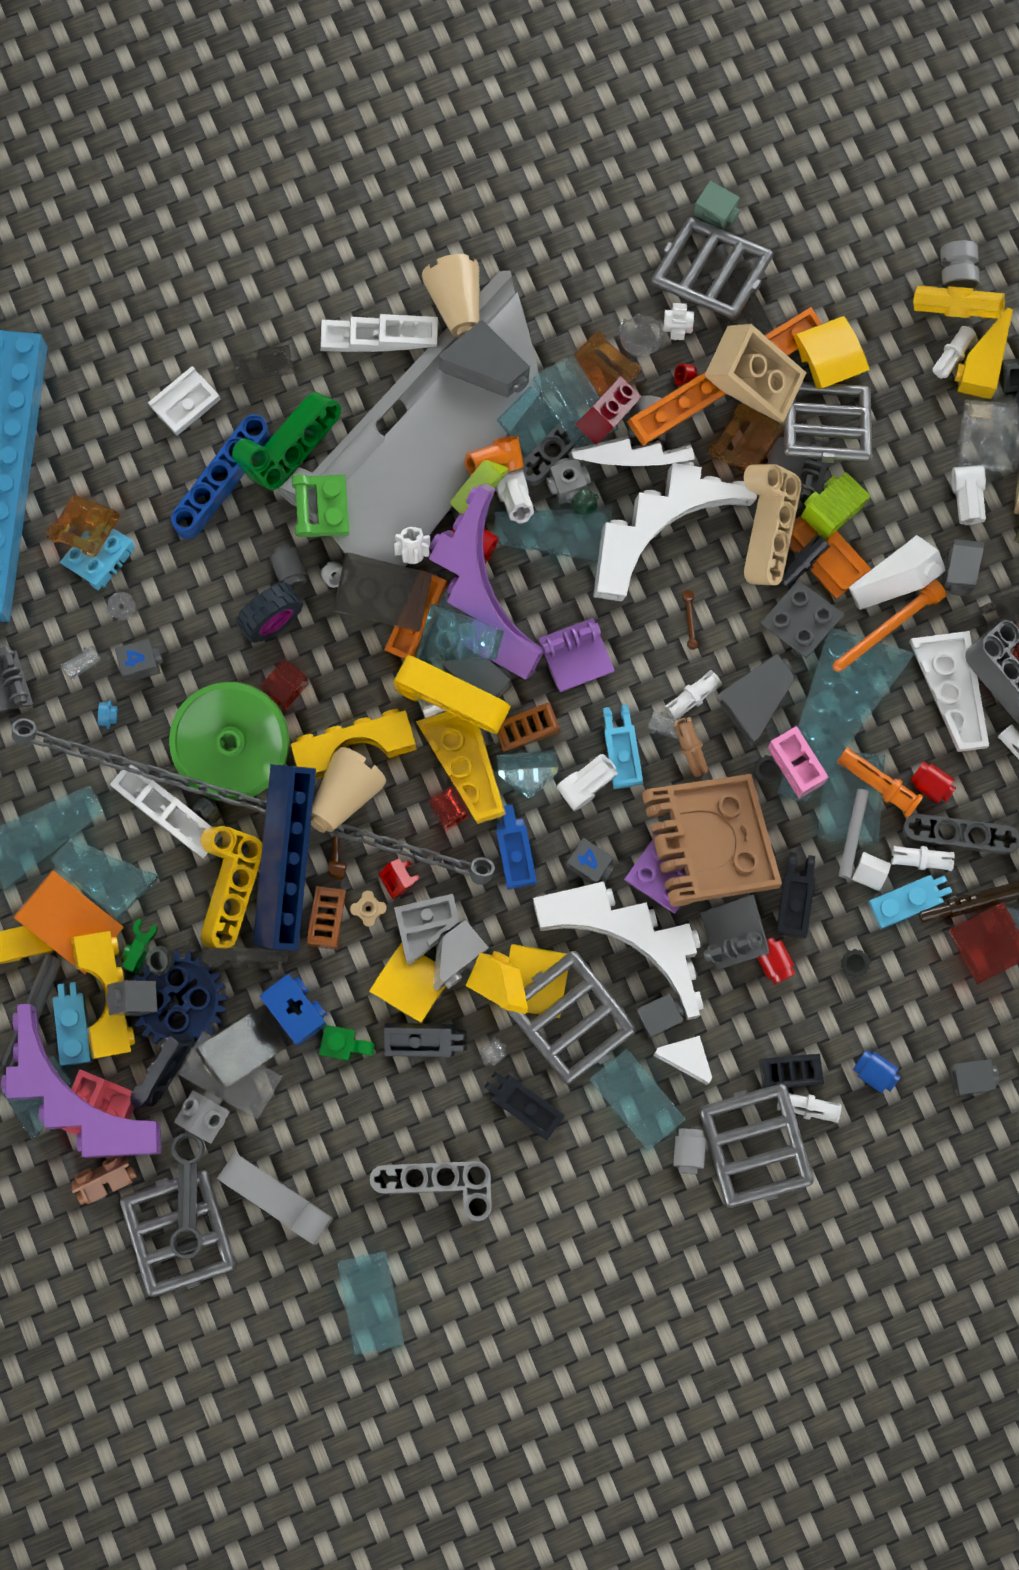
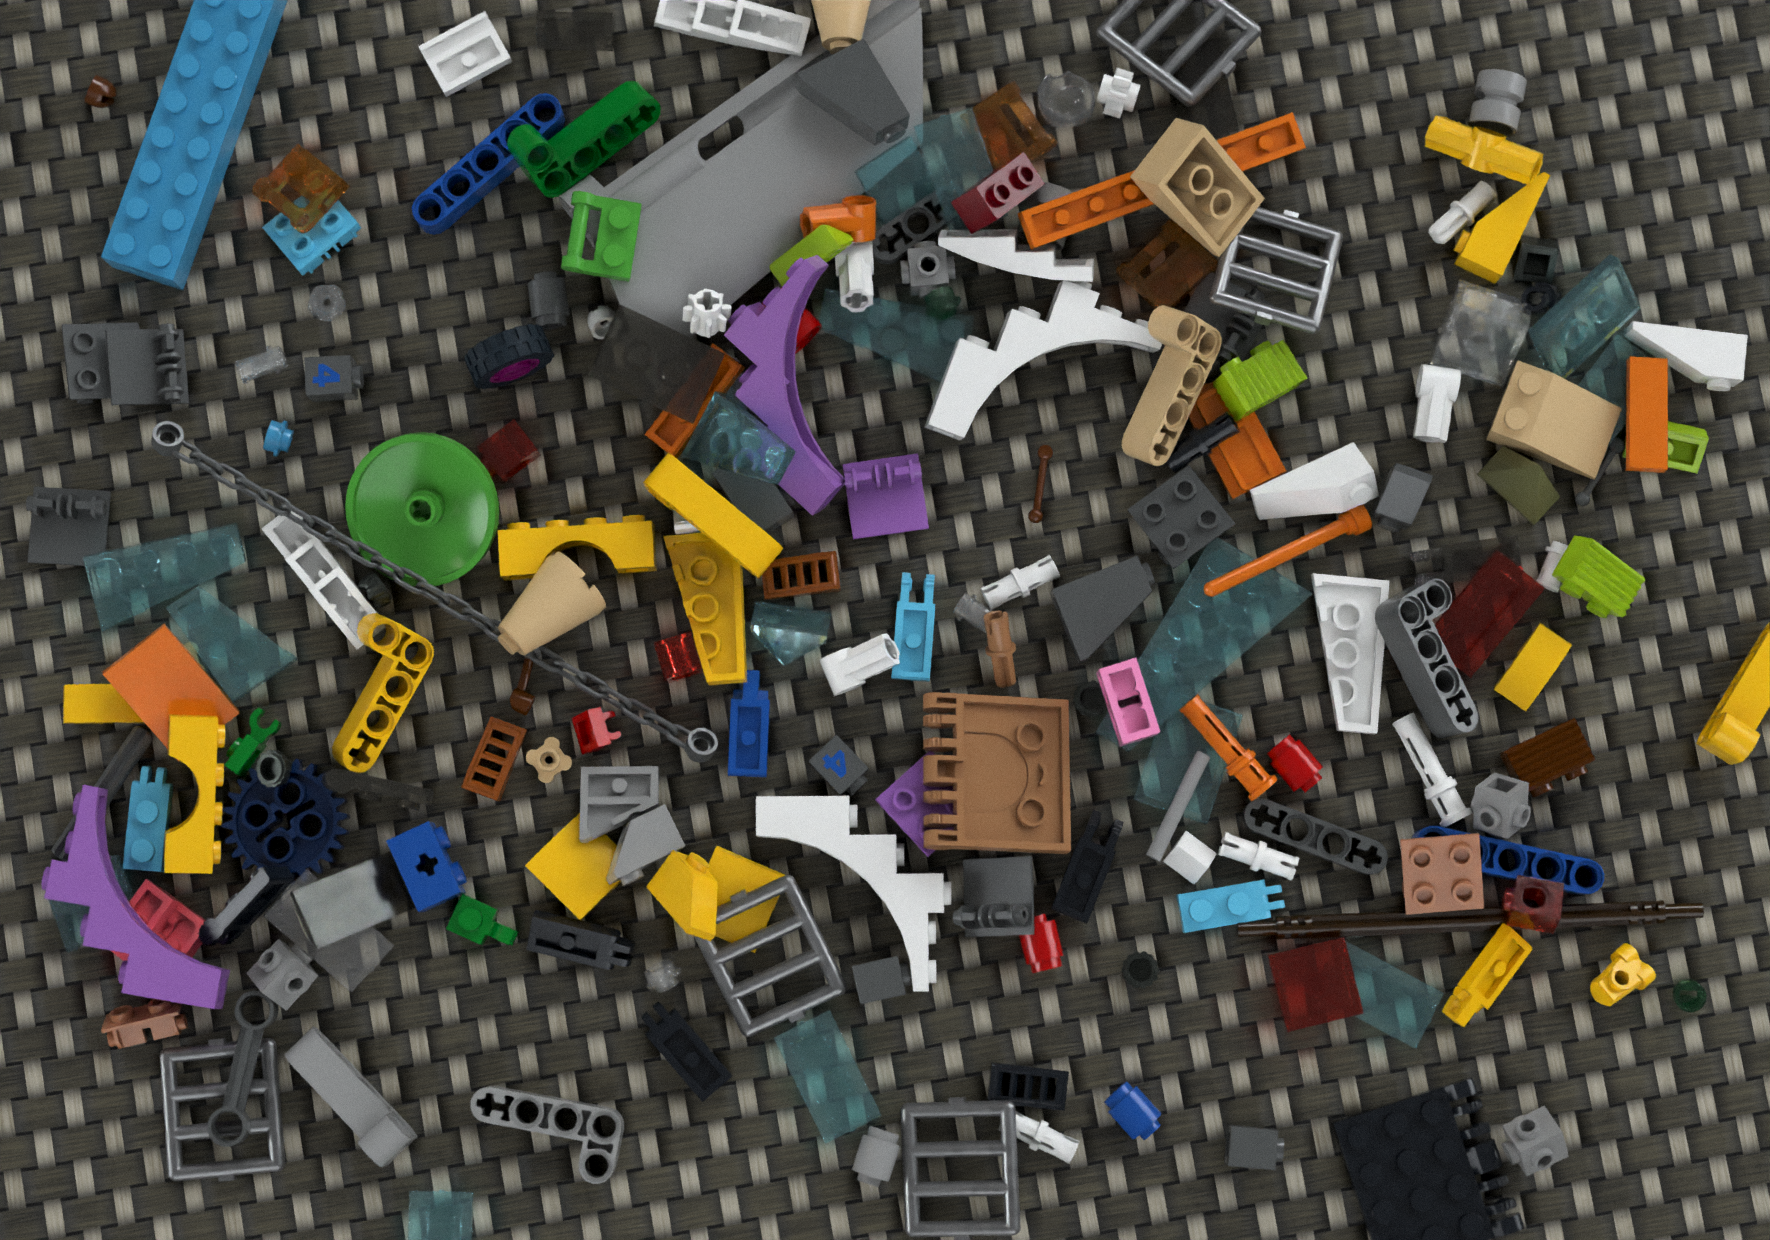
camera: 10 degrees right, 5 degrees up
(132, 998) = (226, 808): dark grey brick -> none
(284, 857) = (456, 674): dark blue brick -> none
(684, 373) = (1110, 164): red hinge -> none
(687, 1057) = (902, 1039): white slope -> none
(831, 352) = (1304, 178): yellow slope -> none

